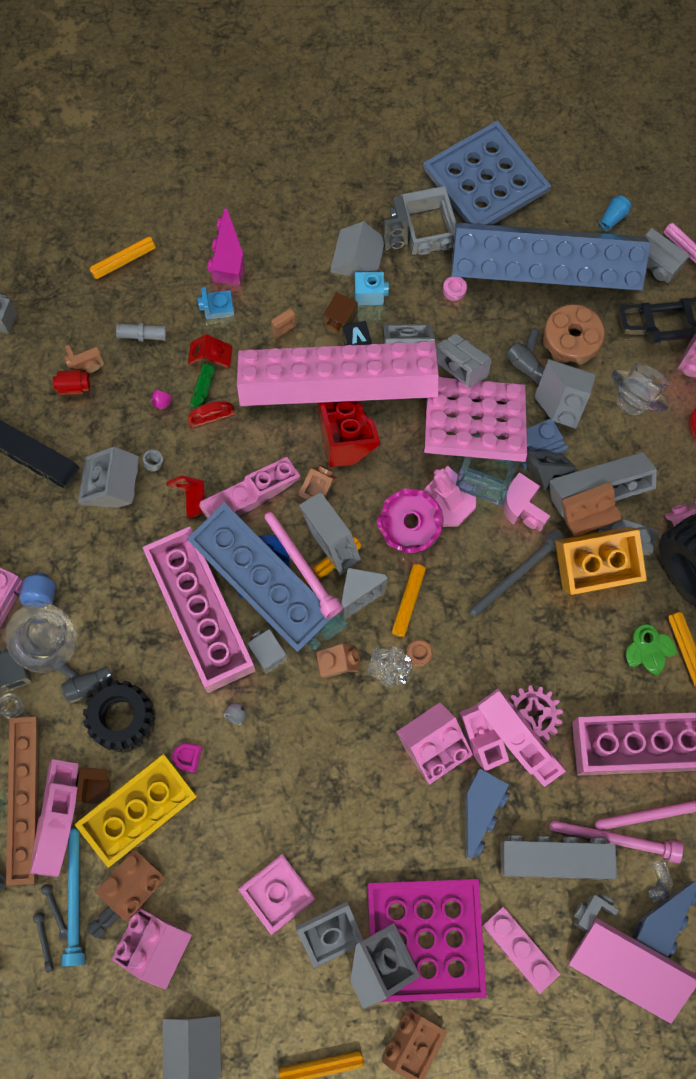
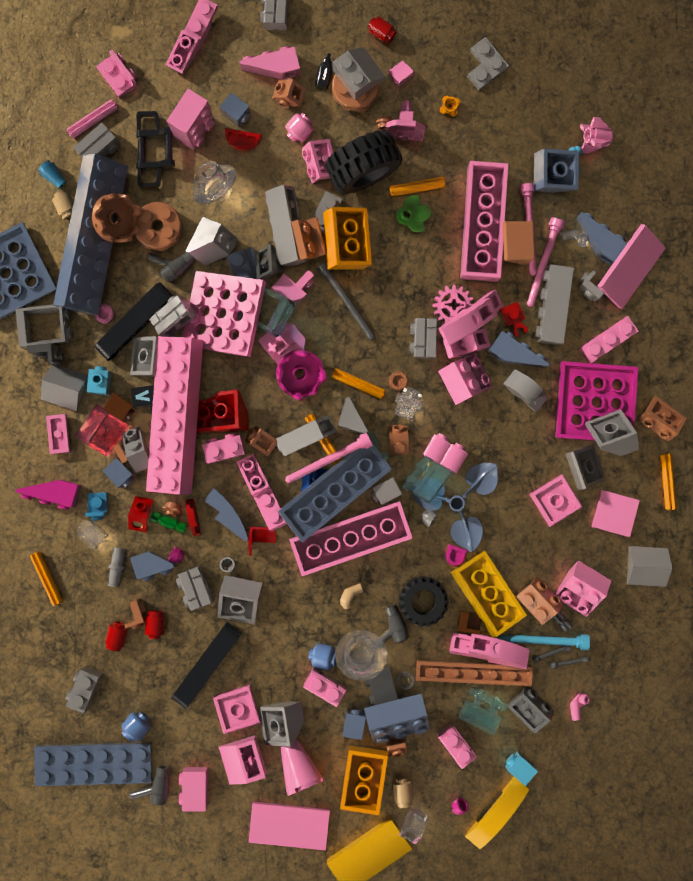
camera: 80 degrees left, 15 degrees up
(54, 339) = (116, 636): none -> red brick
(120, 424) = (195, 588): none -> light grey brick
(123, 617) = (348, 594): none -> tan arm
(148, 369) = (151, 563): none -> sand blue slope
(179, 299) = (91, 534): none -> clear brick
(218, 387) = (172, 509): none -> nougat plate
(219, 453) = (227, 514): none -> sand blue slope
(221, 770) = (466, 531): none -> sand blue plant
(257, 322) = (119, 473): none -> sand blue brick
(265, 988) = (615, 513): none -> bright pink tile
(285, 709) = (431, 482): none -> clear light blue plate
(290, 335) = (136, 449): none -> light grey slope
(300, 251) = (58, 434): none -> bright pink plate
(301, 439) = (224, 449): none -> bright pink brick
(308, 298) = (101, 430): none -> clear pink slope
(326, 726) = (445, 453): none -> bright pink brick
(429, 831) = (526, 389): none -> light grey brick
(447, 316) = (133, 322): none -> black beam
(479, 680) = (425, 338): none -> light grey brick
(531, 802) = (513, 316): none -> red plate
(583, 223) = (64, 204): none -> tan brick
(587, 288) = (126, 213): none -> nougat plate
(638, 791) = (518, 242): none -> nougat slope

